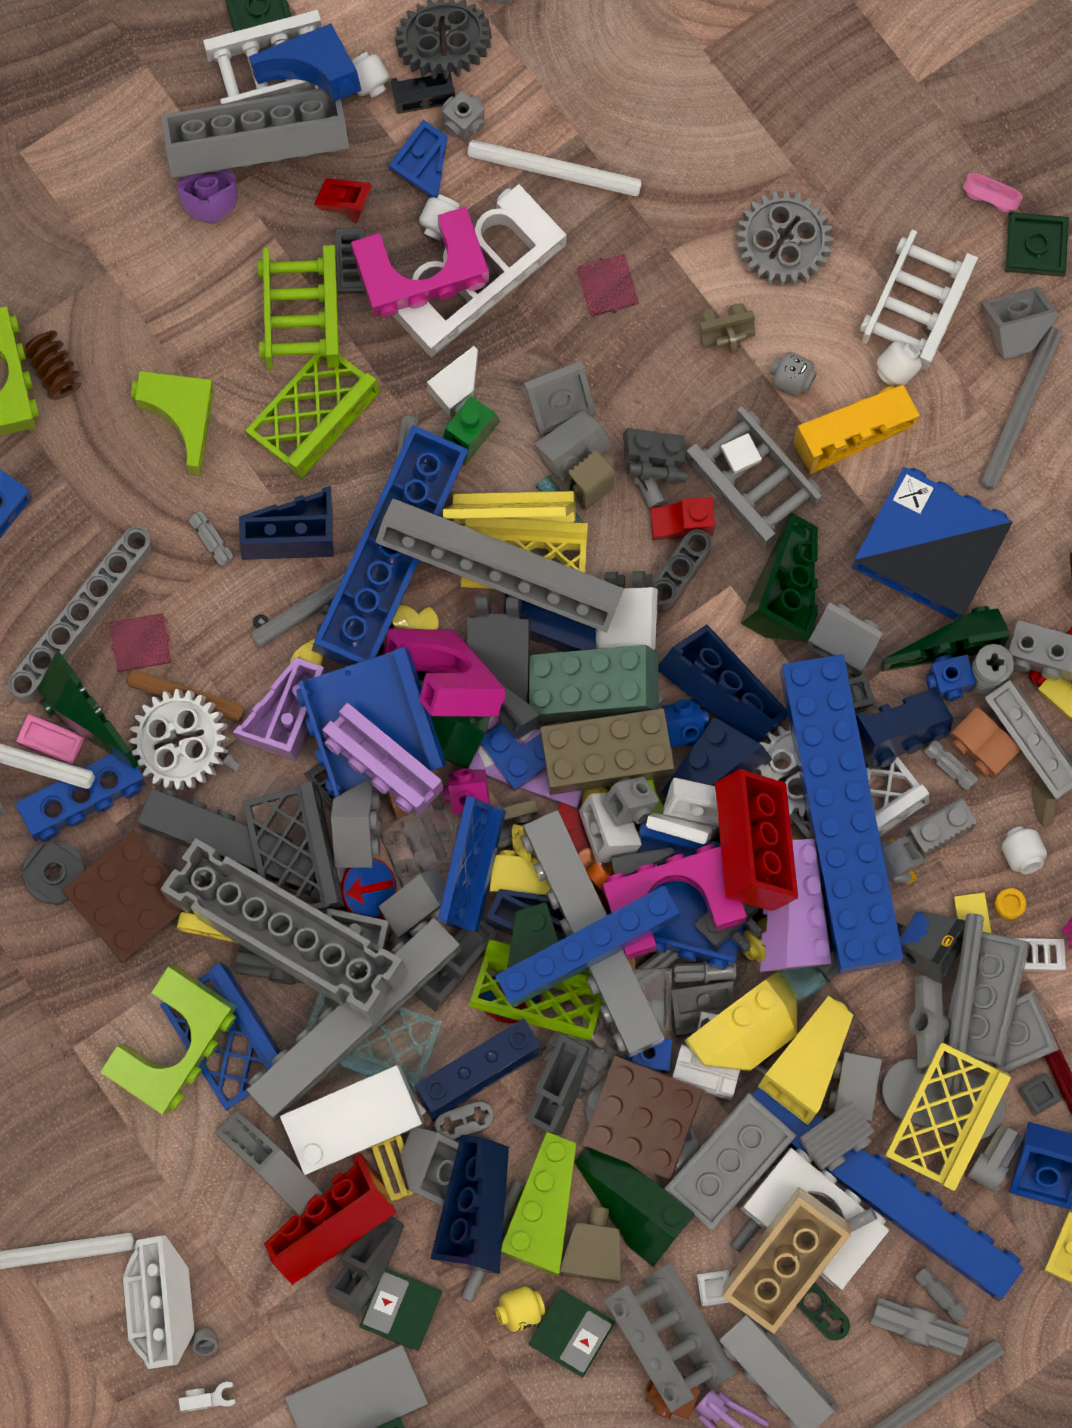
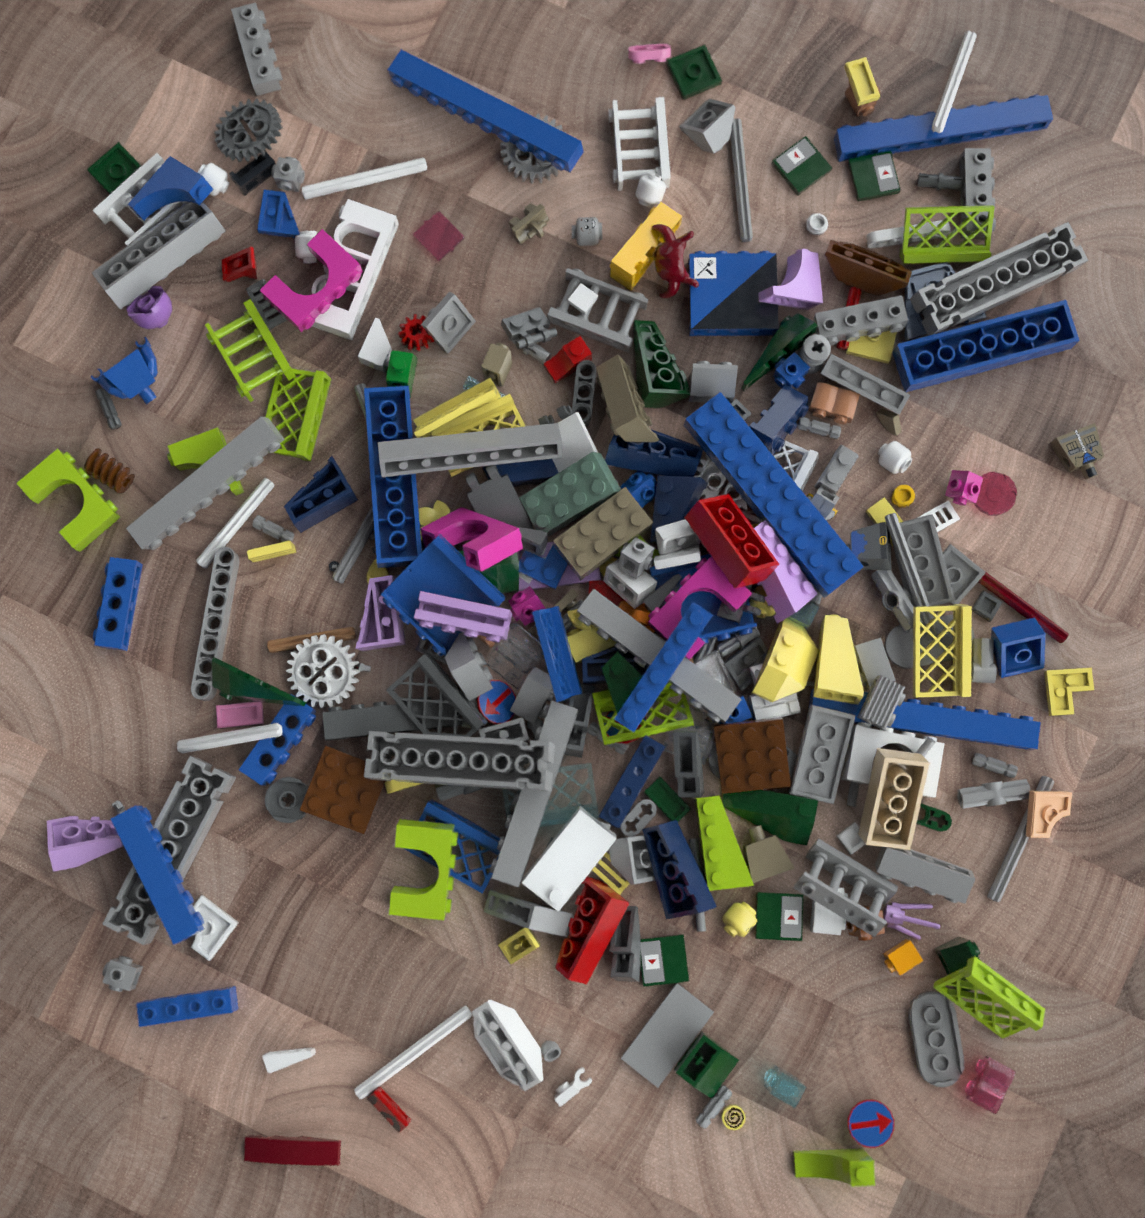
camera: 25 degrees left, 5 degrees up
(92, 288) = (108, 409): none -> dark grey axle
(140, 642) = (263, 621): clear pink piece -> none
(142, 263) = (131, 375): none -> blue torso
(160, 440) = (206, 483): none -> light grey brick
(171, 505) = (235, 522): none -> white axle
(195, 563) = (271, 551): none -> light yellow tile
(237, 1194) = (519, 944): none -> light yellow slope
(488, 1023) = (594, 730): none -> light grey axle
(502, 389) = (417, 340): none -> red gear
(511, 1119) = (667, 800): none -> dark green tile
(571, 444) = (472, 348): light grey brick -> none
(626, 1367) = (825, 920): none -> white brick
(721, 606) = (624, 402): none -> dark tan wedge
(746, 163) = (485, 111): none -> blue brick
(873, 463) = (669, 260): none -> dark red piece
(972, 1381) = (1045, 810): none -> light nougat tile
(1023, 576) = (801, 283): none -> lavender arch

